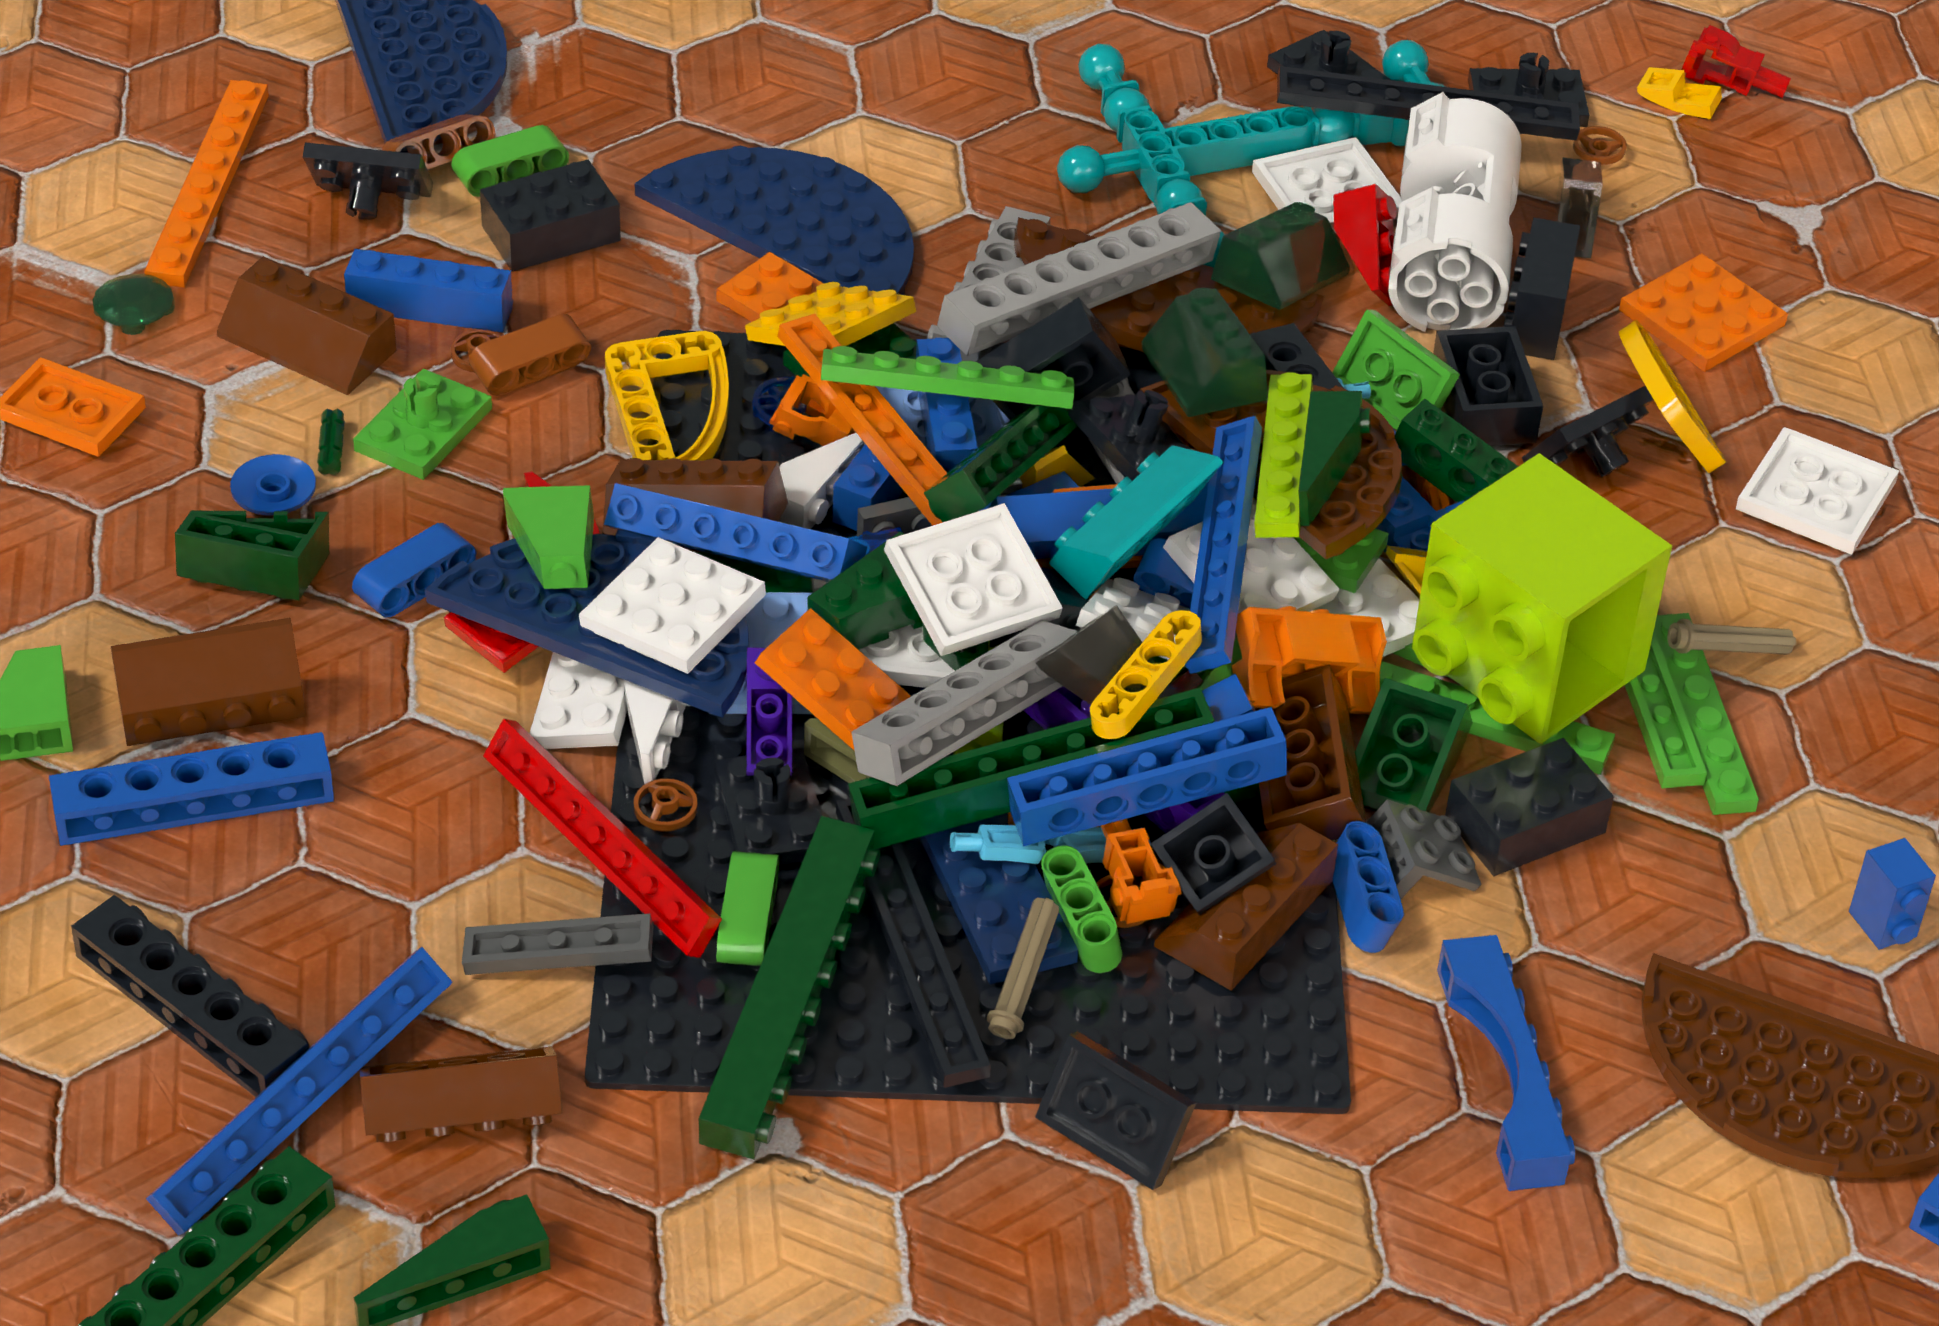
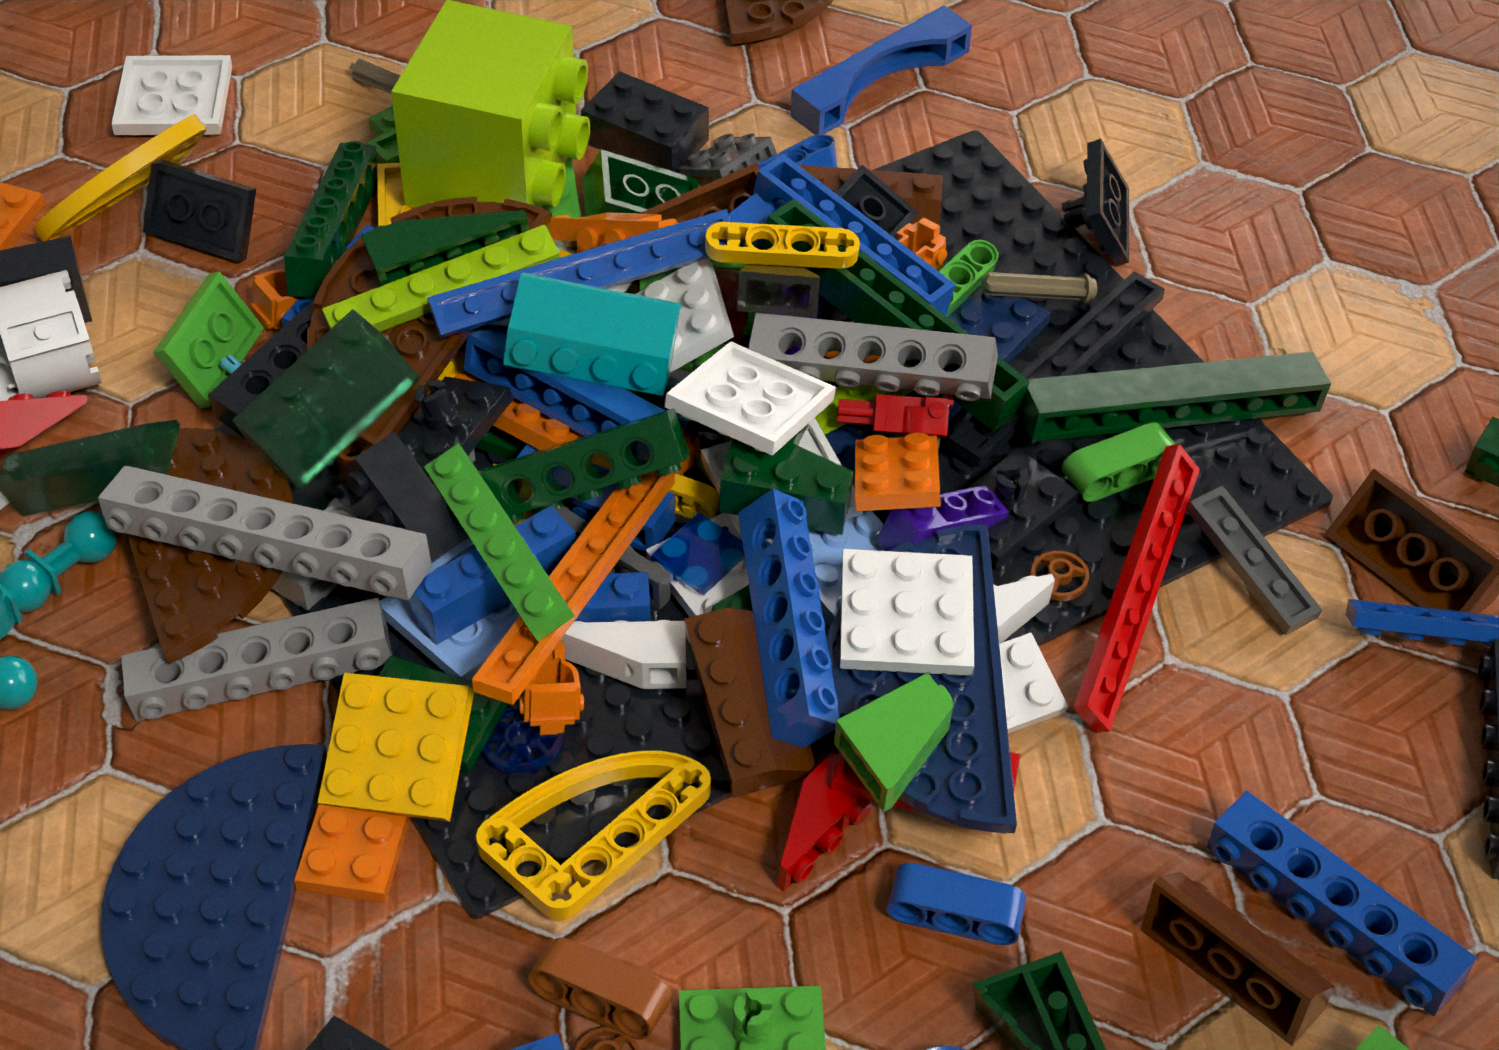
camera: 120 degrees left, 5 degrees up
(1495, 384) = (160, 285): black brick -> none

